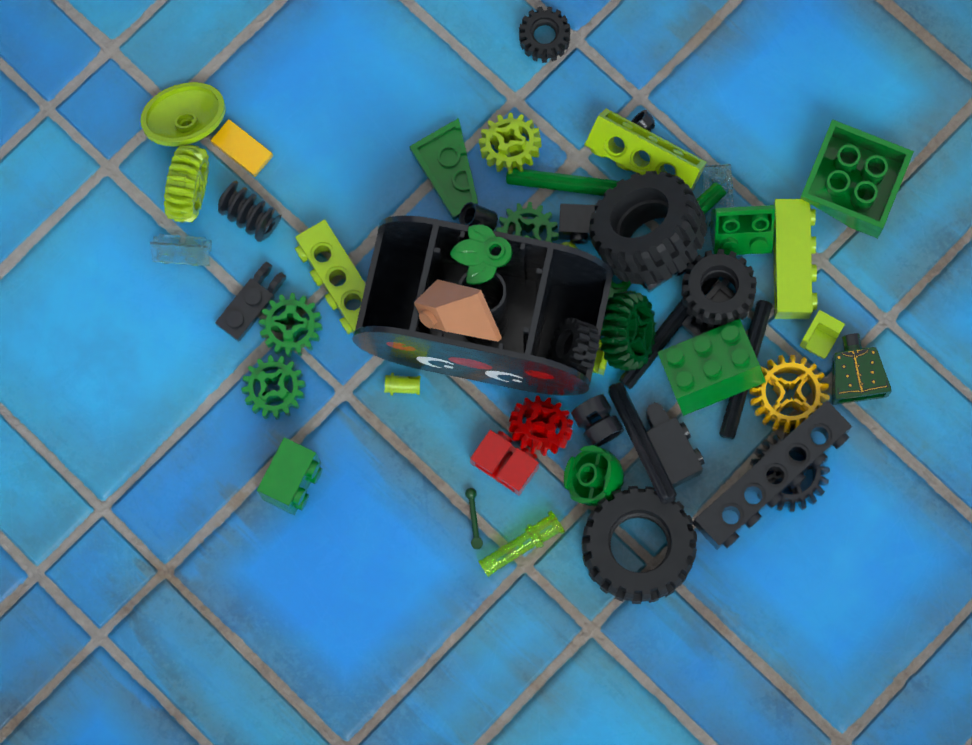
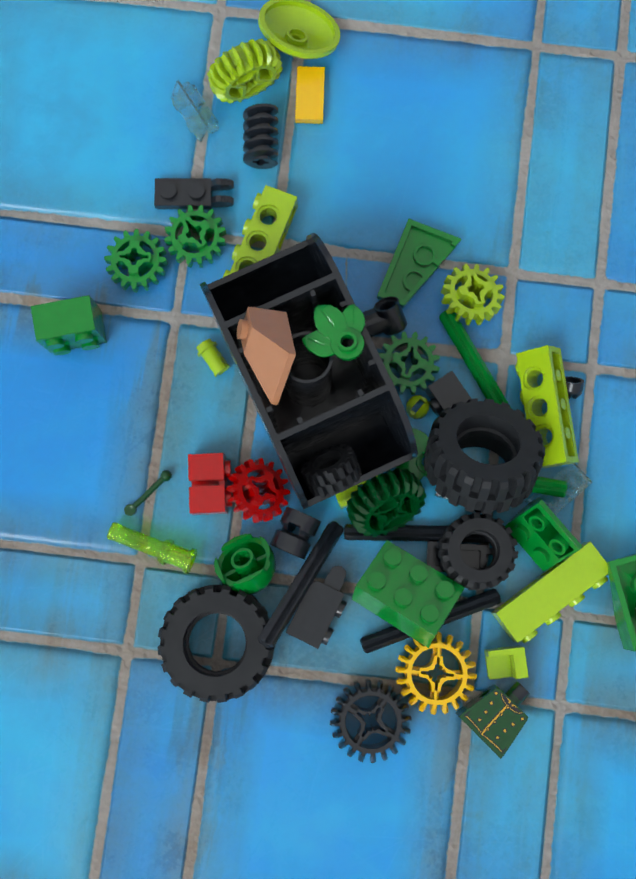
camera: 50 degrees right, 5 degrees up
(538, 19) = (593, 241): black tyre -> none
(824, 420) = (432, 720): black brick -> none

